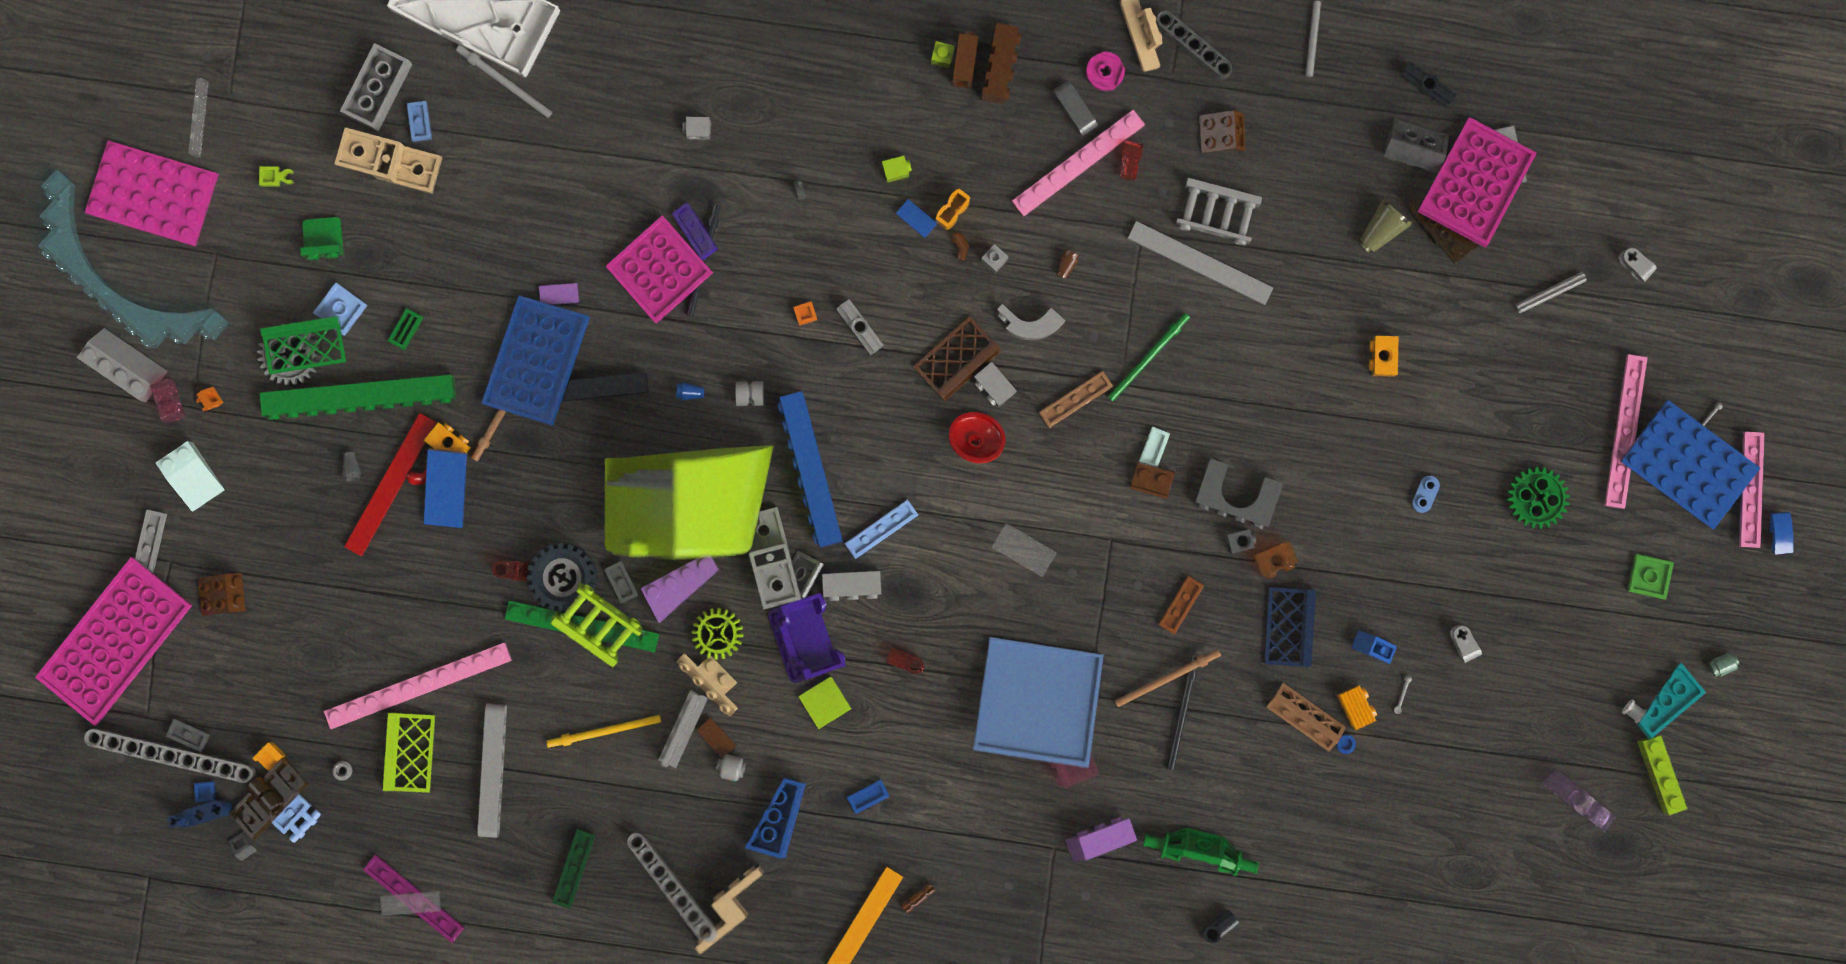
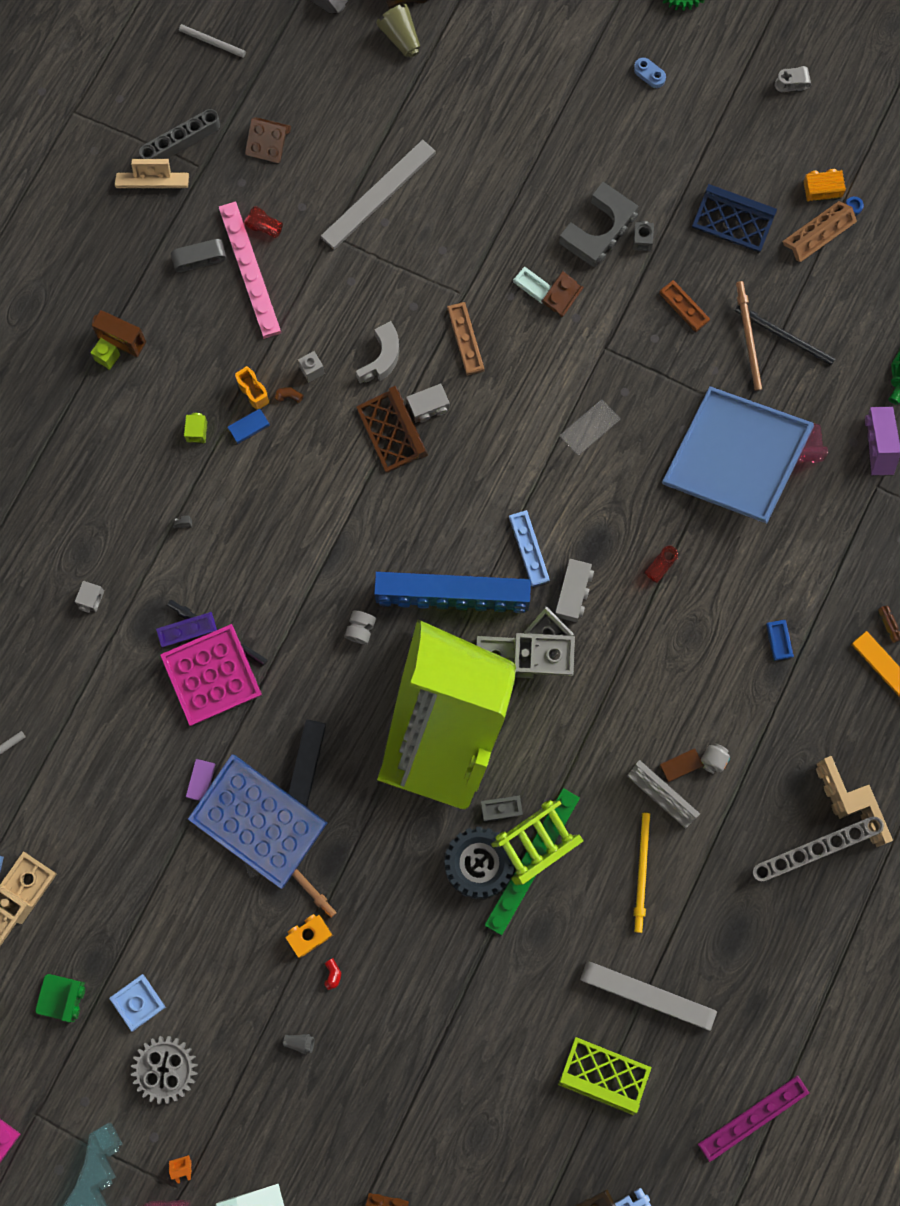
camera: 70 degrees left, 10 degrees down
(297, 329) = (144, 1041): green fence -> none
(336, 770) = (603, 1158): light grey plate -> none
(356, 396) = (230, 1013): green brick -> none
(390, 485) = (330, 1008): red tile -> none
(410, 903) = (758, 1122): clear tile -> none
(417, 685) = (540, 1046): bright pink plate -> none
(419, 319) = (184, 947): green tile -> none
(445, 488) = (352, 951): blue tile -> none
(512, 570) = (456, 911): clear red piece -> none
(574, 869) = (770, 945): dark green plate -> none
(674, 588) = (524, 757): medium lavender wedge -> none
(688, 391) = (338, 685): blue cone -> none
(704, 623) = (576, 723): lime gear -> none
(712, 680) = (625, 751): tan bracket -> none
(777, 824) = (782, 730): blue wedge -> none
(804, 639) = (613, 652): dark purple windscreen -> none
(805, 313) = (301, 552): orange plate -> none
(825, 702) = (678, 652): lime tile -> none
(866, 337) = (320, 510): light grey piece -> none
(976, 429) = (472, 432): red dish -> none
(1000, 64) = (134, 305): reddish brown wedge -> none
(1067, 263) = (338, 306): reddish brown cone -> none
(1107, 82) = (174, 210): dark pink plate -> none
(1173, 330) = (431, 235): green bar -> none
(1213, 192) = (328, 148): light grey fence -> none
(1284, 552) = (669, 201): clear orange brick -> none
(1374, 647) = (773, 154): blue slope -> none
(1389, 345) = (510, 59): light orange brick -> none
(1397, 709) = (835, 154): light grey hinge -> none

